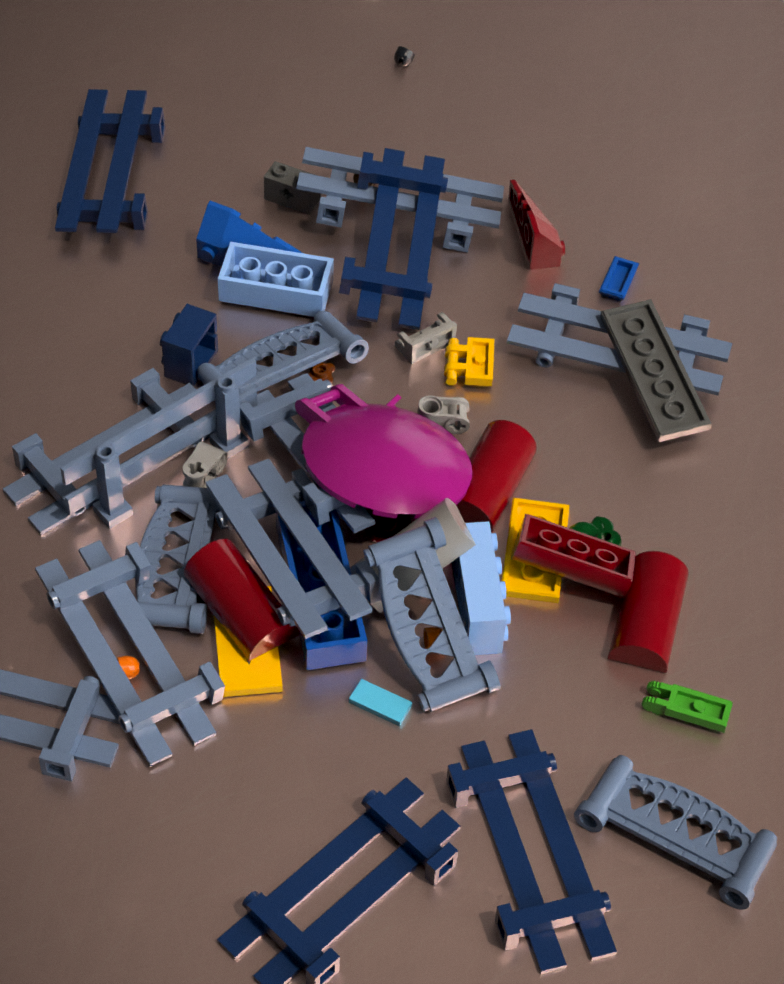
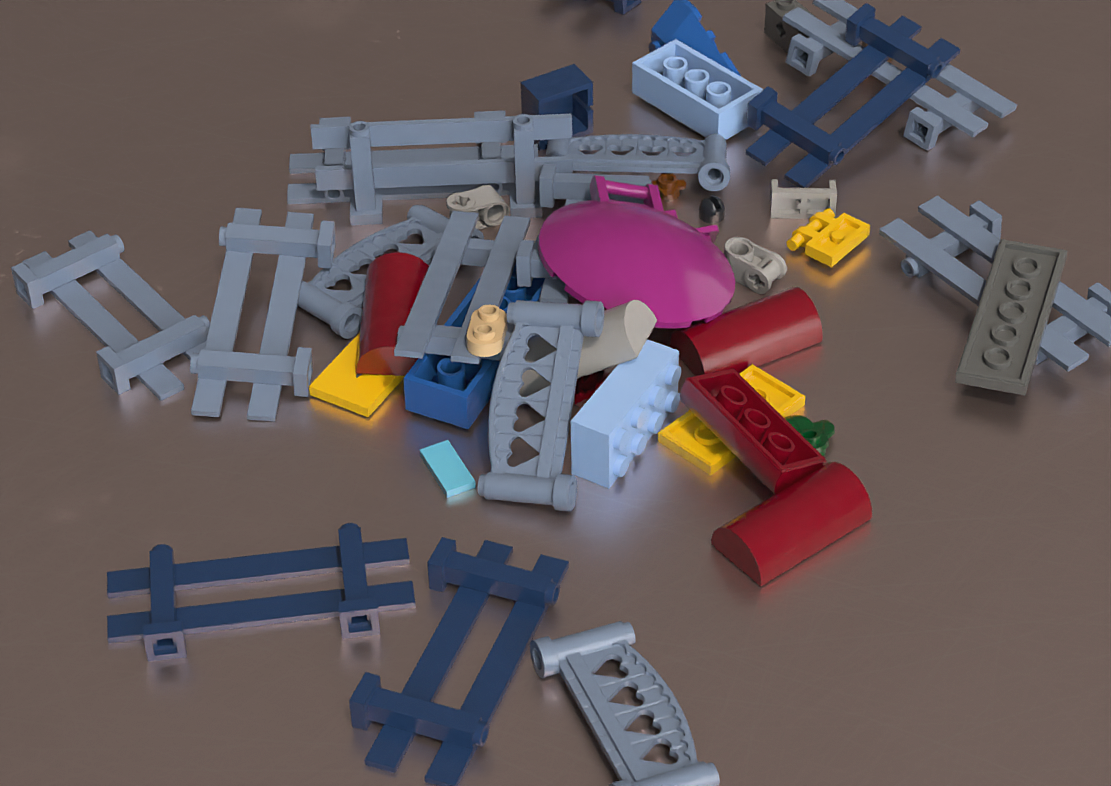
camera: 40 degrees right, 10 degrees down
(129, 665) = (249, 330): orange hinge -> none
(352, 576) = (486, 331): none -> tan plate
(369, 379) = (712, 210): none -> black hinge
(536, 232) = (1008, 155): dark red wedge -> none
(618, 278) = (1069, 232): blue tile -> none
(688, 705) = (750, 621): bright green hinge -> none

